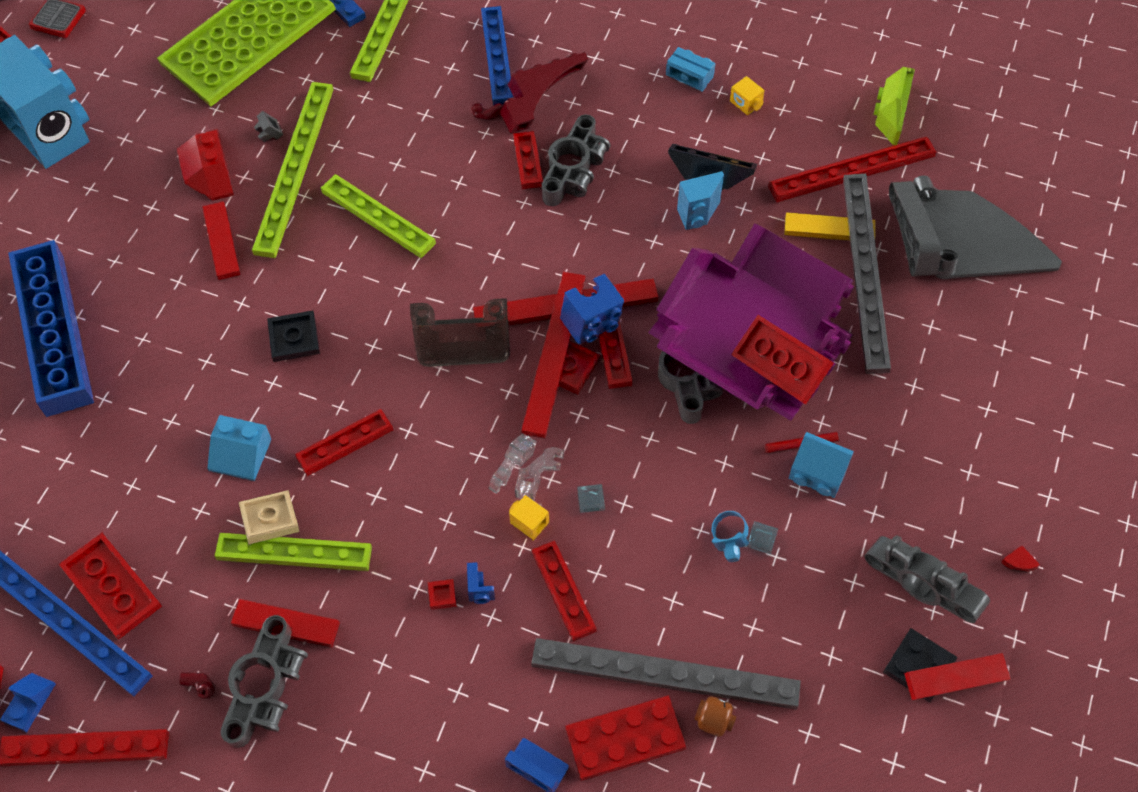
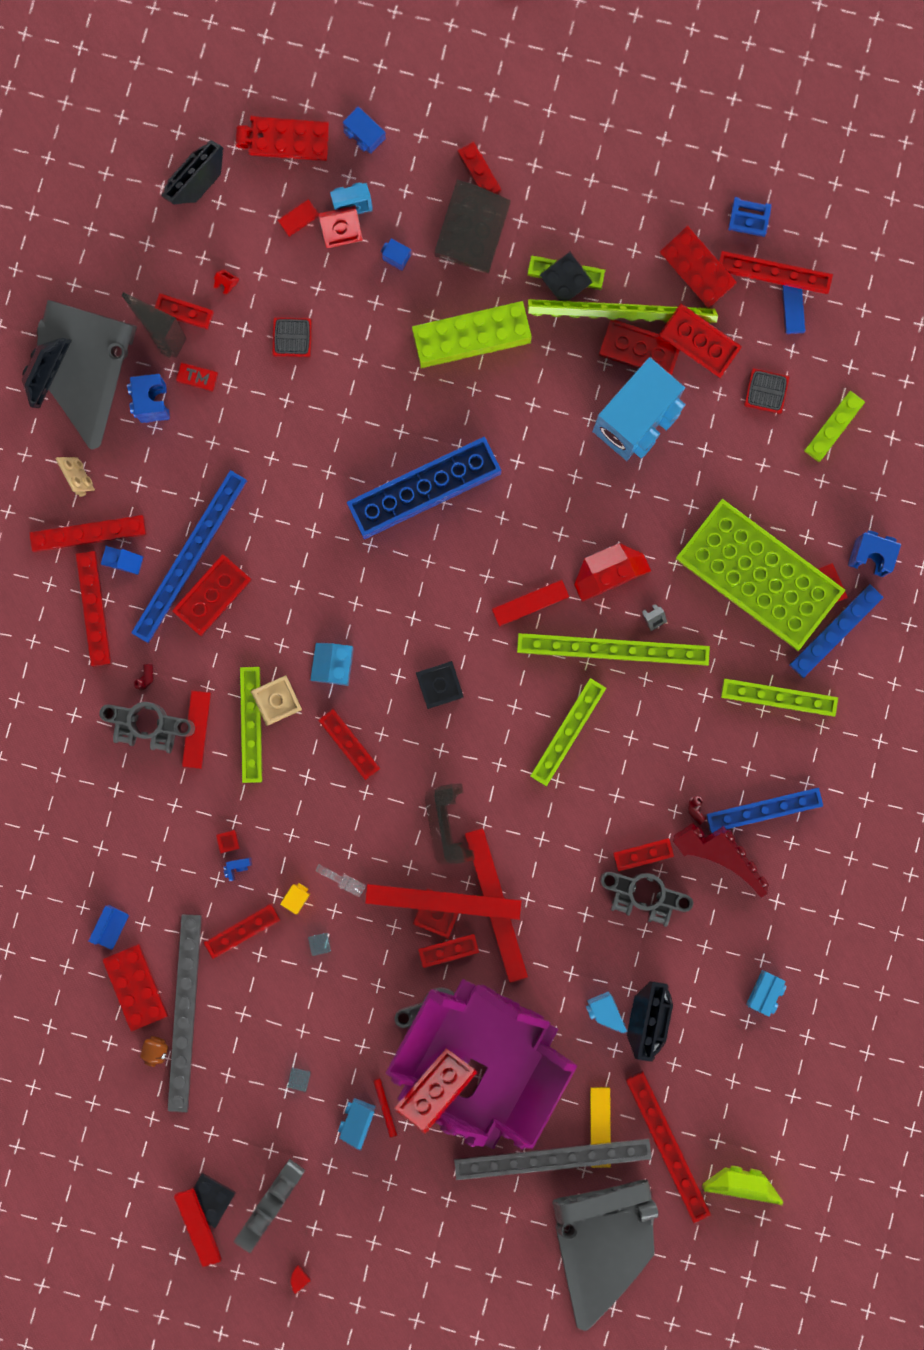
camera: 80 degrees right, 25 degrees up
(542, 463) = (345, 904): clear piece -> none
(592, 315) = (473, 939): blue piece -> none
(731, 545) = (280, 1057): dark azure piece -> none
(747, 95) = (738, 1048): yellow brick -> none

